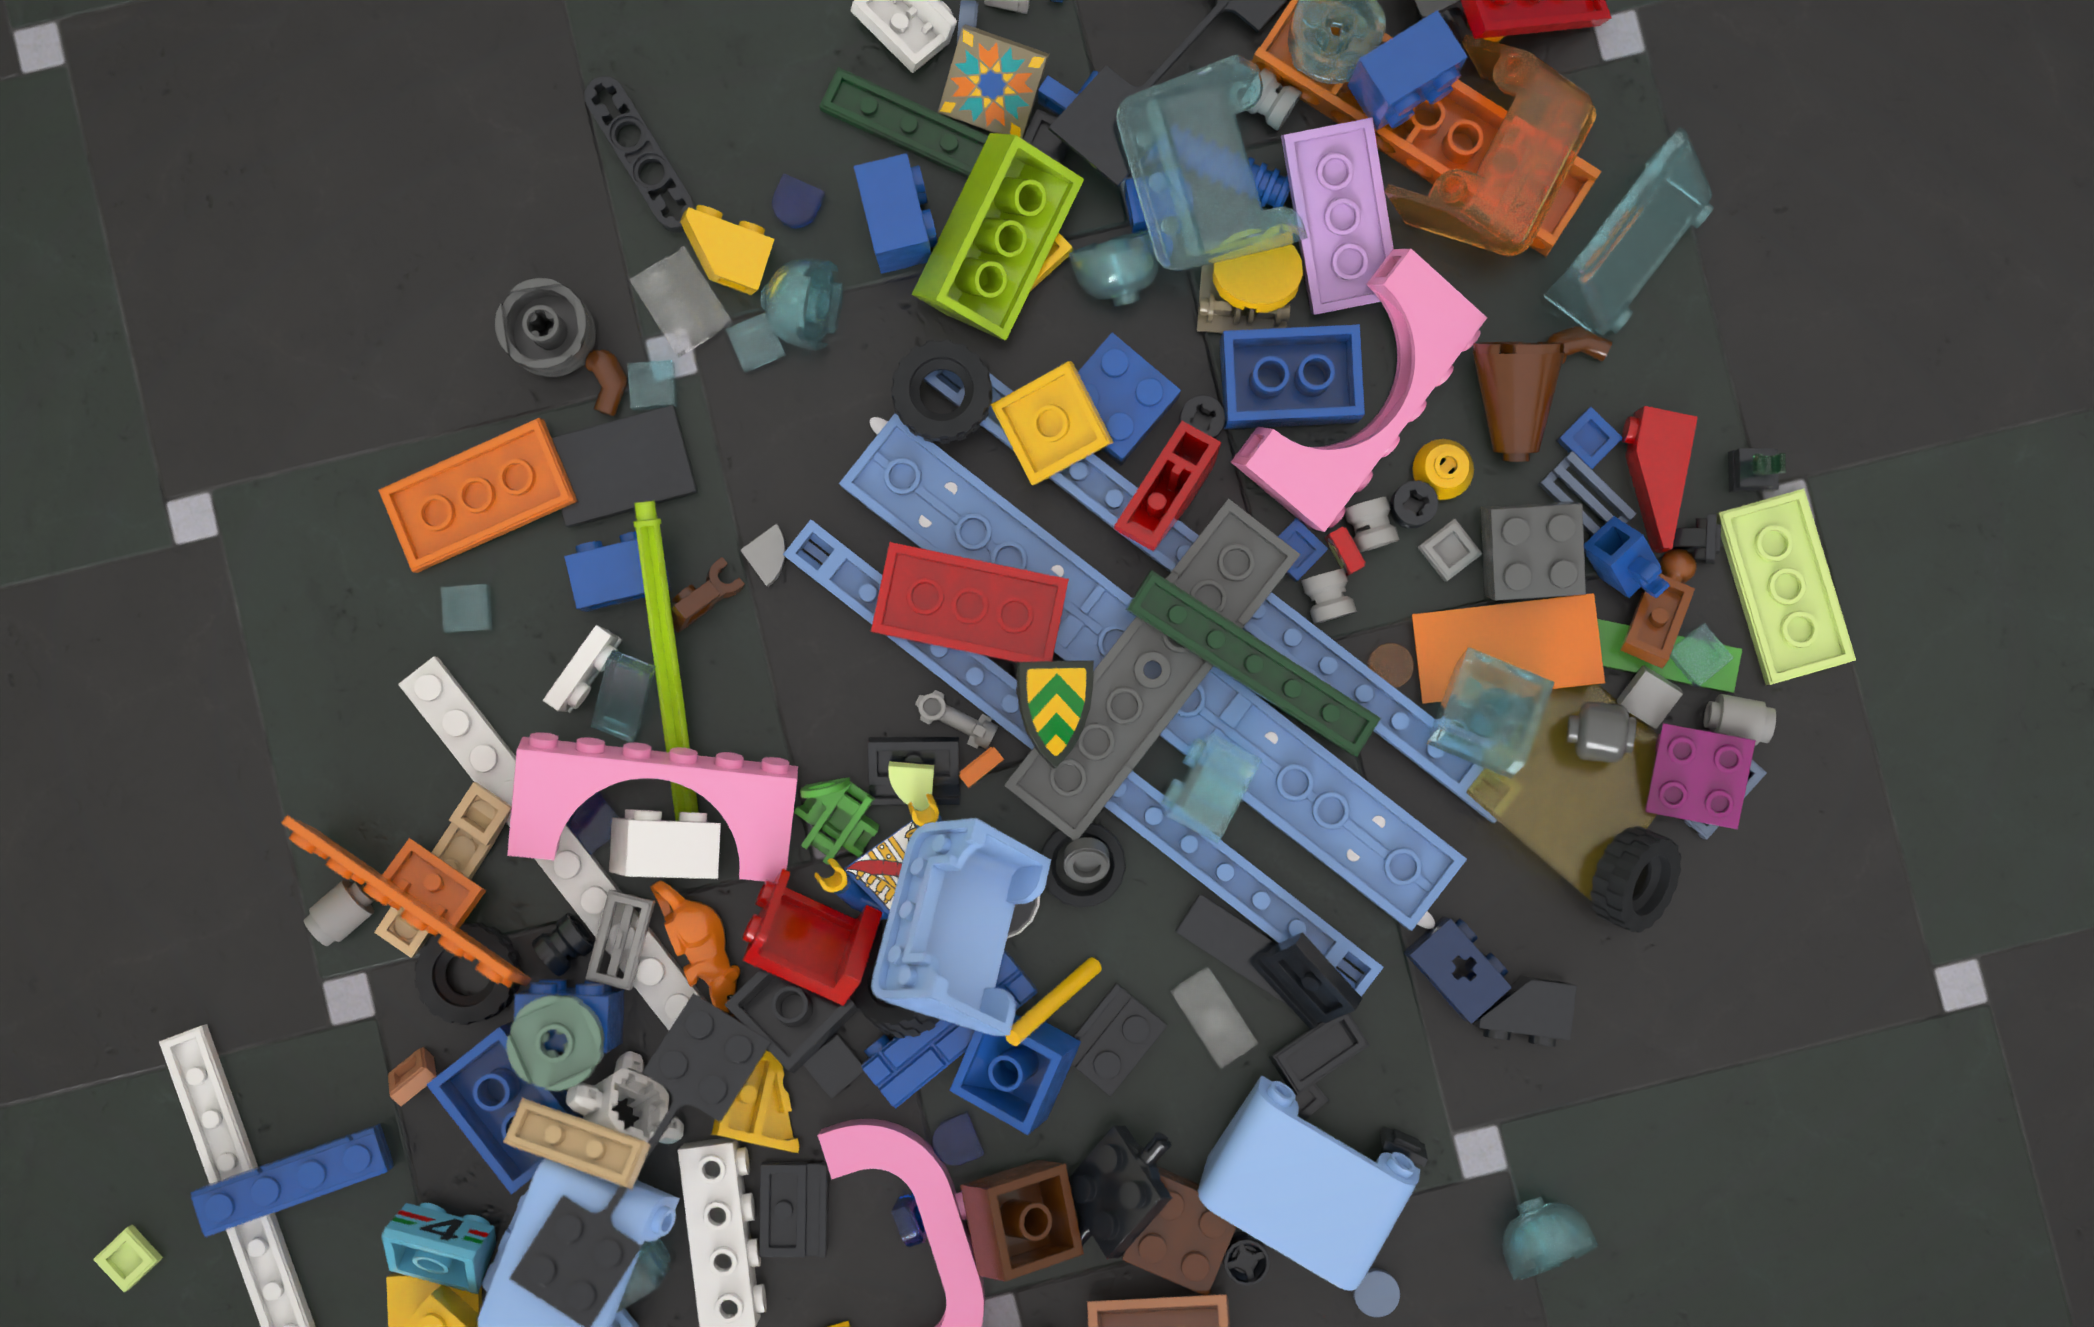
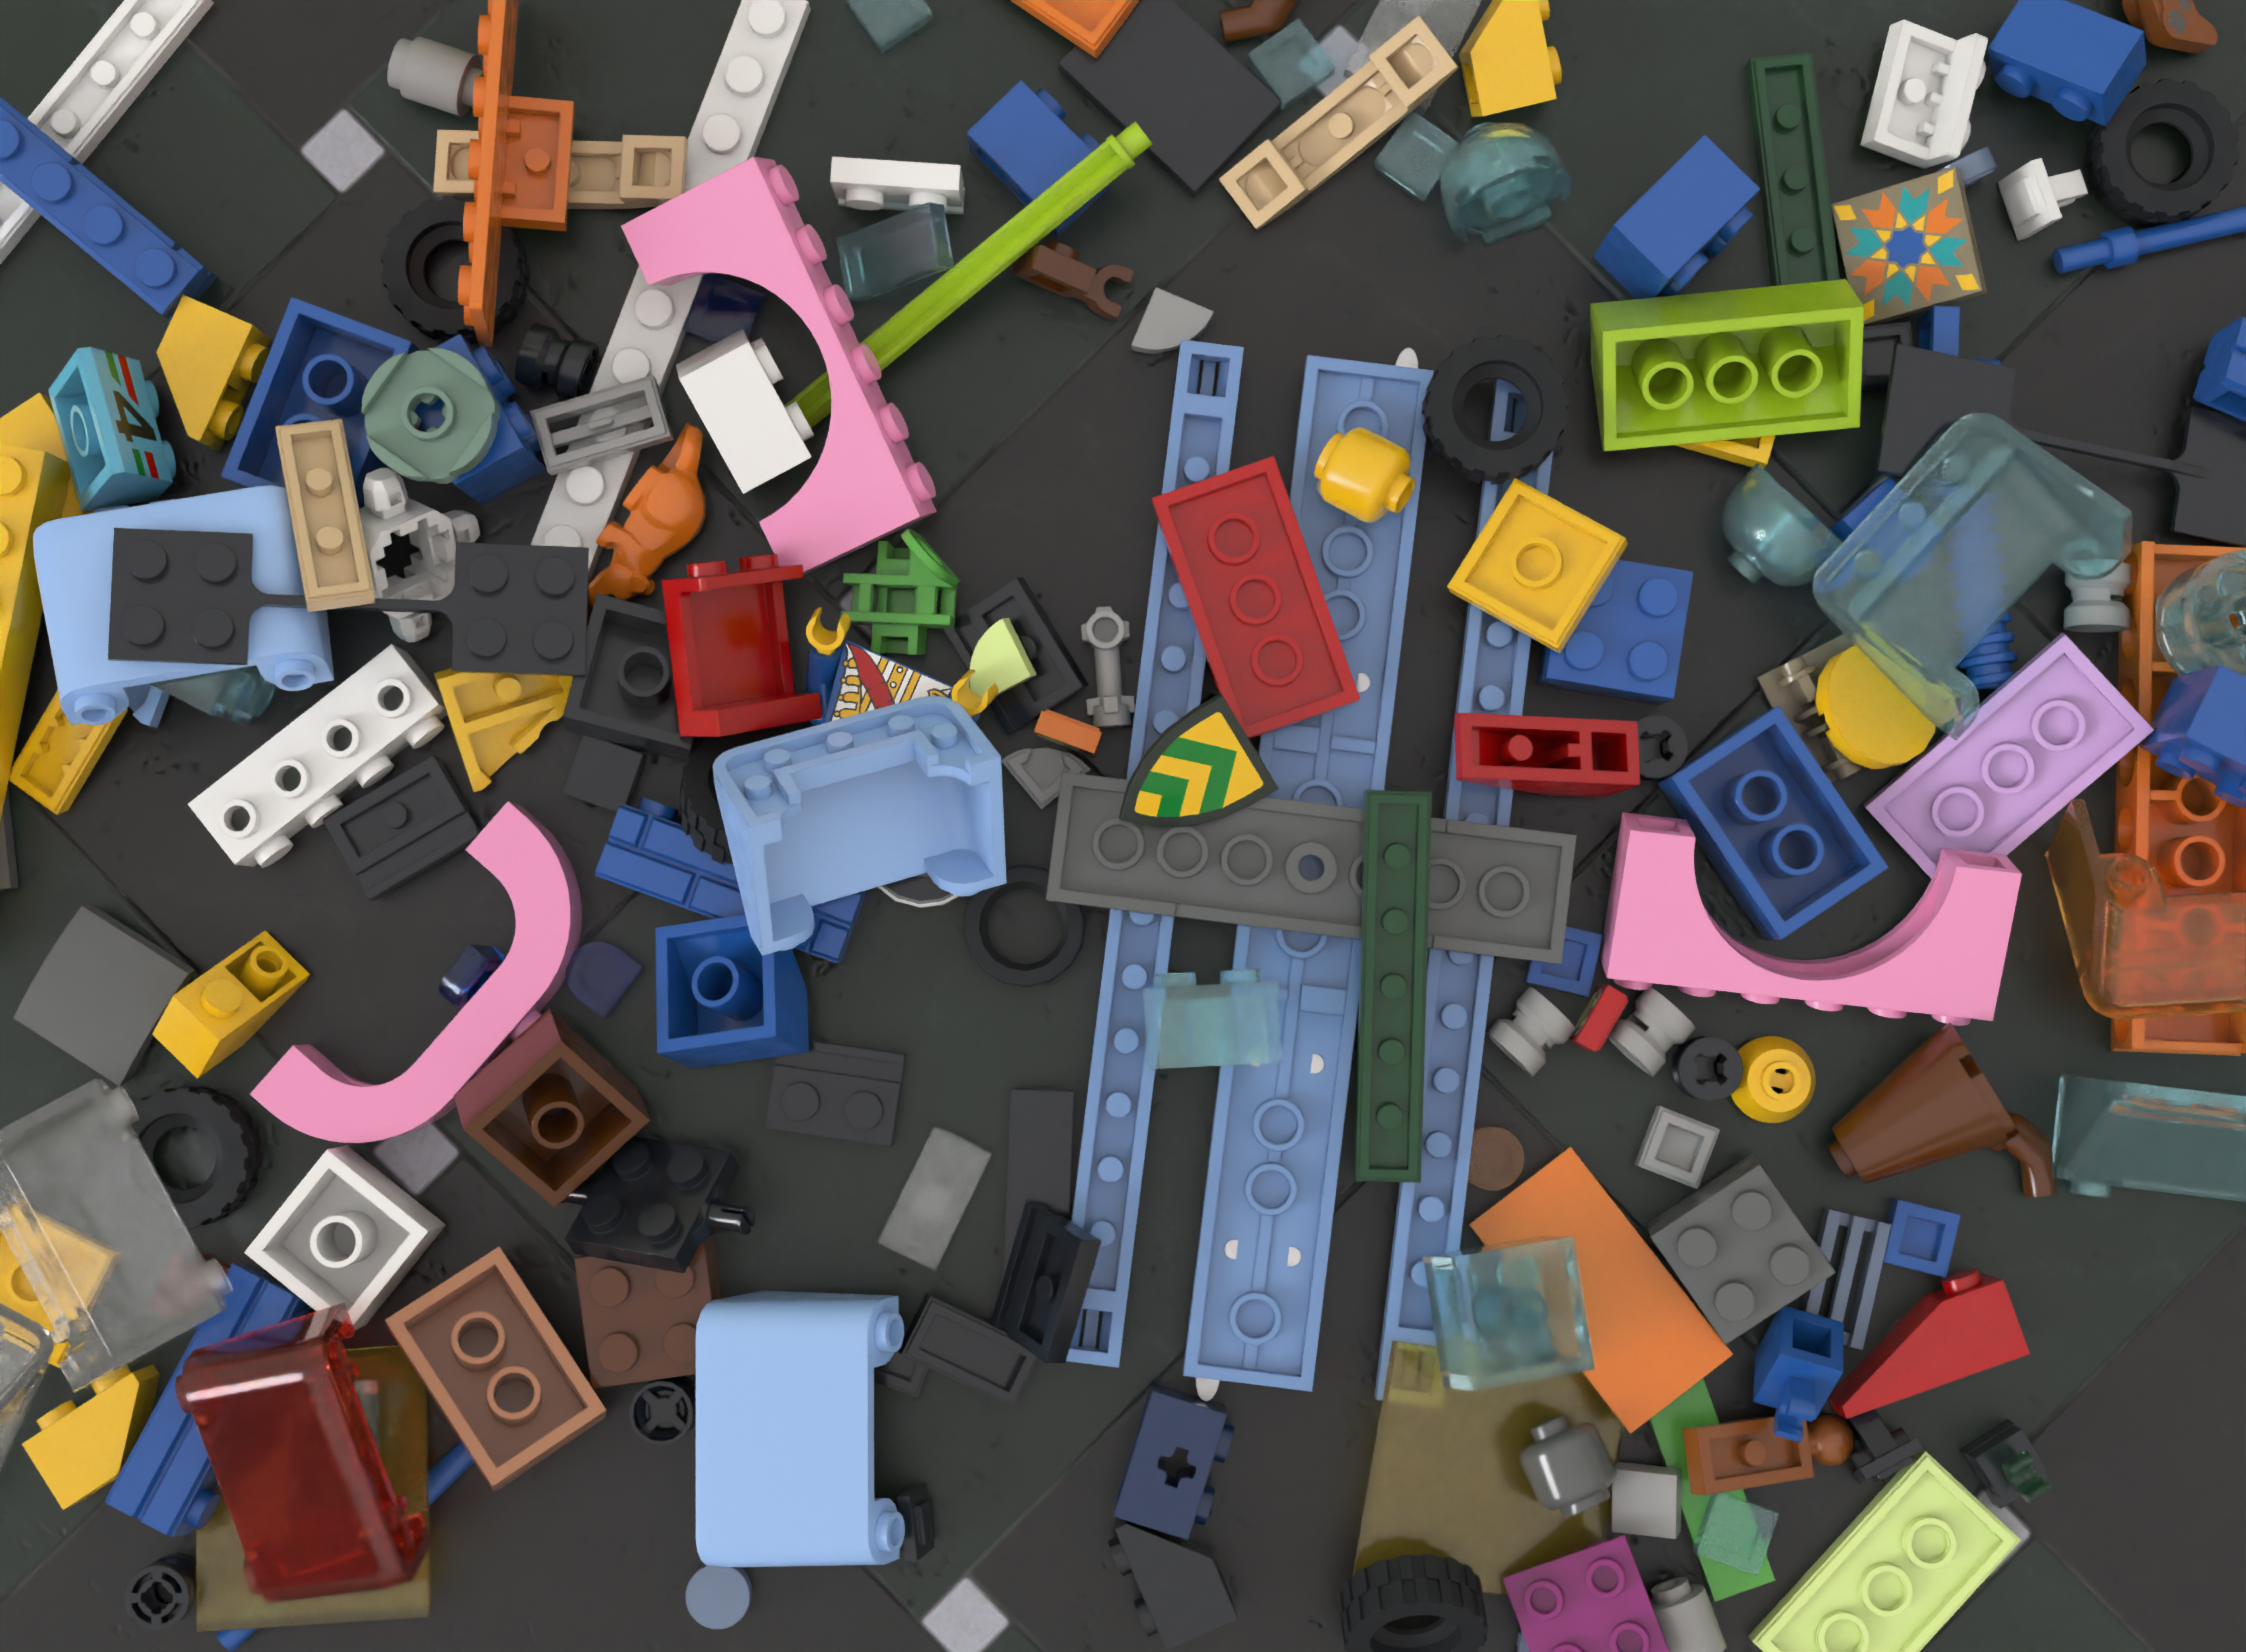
camera: 60 degrees right, 0 degrees up
(411, 1076) = (294, 277): nougat tile -> none
(436, 1162) = (210, 367): none -> yellow slope
(709, 378) = (1340, 125): none -> tan slope
(796, 202) = (1617, 101): clear blue tile -> none
(934, 494) = (1364, 474): none -> yellow head
(993, 796) = (1040, 771): none -> light grey tile
(1053, 1001) = (837, 988): yellow bar -> none
(1086, 860) = (1031, 926): dark grey tile -> none

